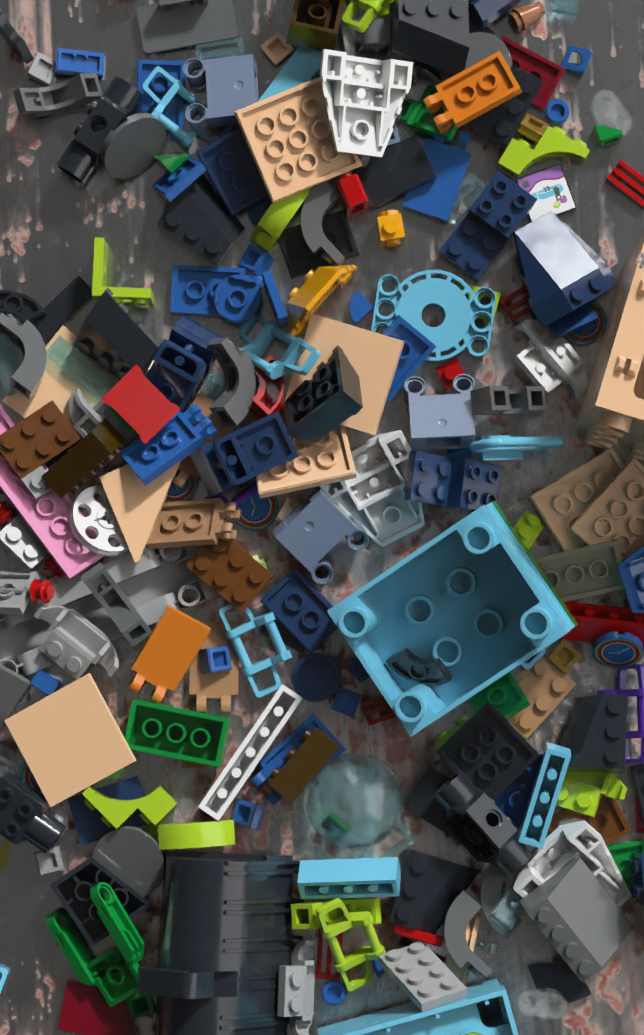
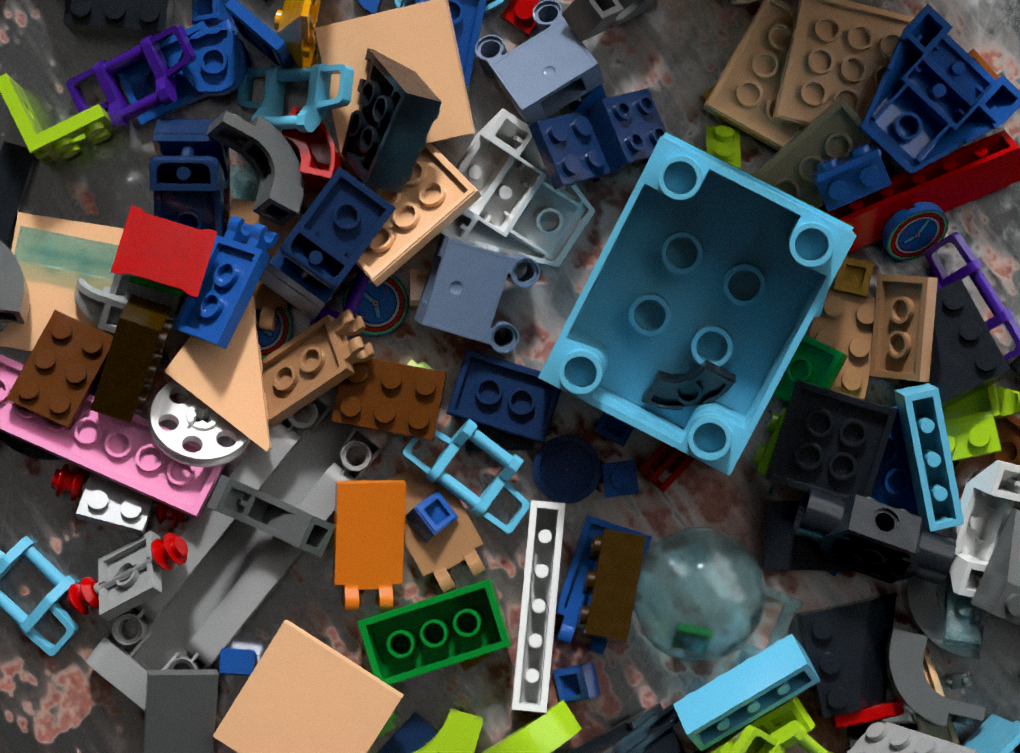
camera: 30 degrees left, 0 degrees up
(35, 483) = (90, 423): light grey plate -> none
(76, 641) = (247, 589): light grey plate -> none
(115, 339) = (88, 190): black wedge -> none
(161, 298) = (116, 103): none -> dark purple bar
(511, 446) = (646, 58): medium azure bar -> none
(575, 706) = (903, 327): none -> medium nougat plate
(595, 593) = (851, 177): none -> blue bracket

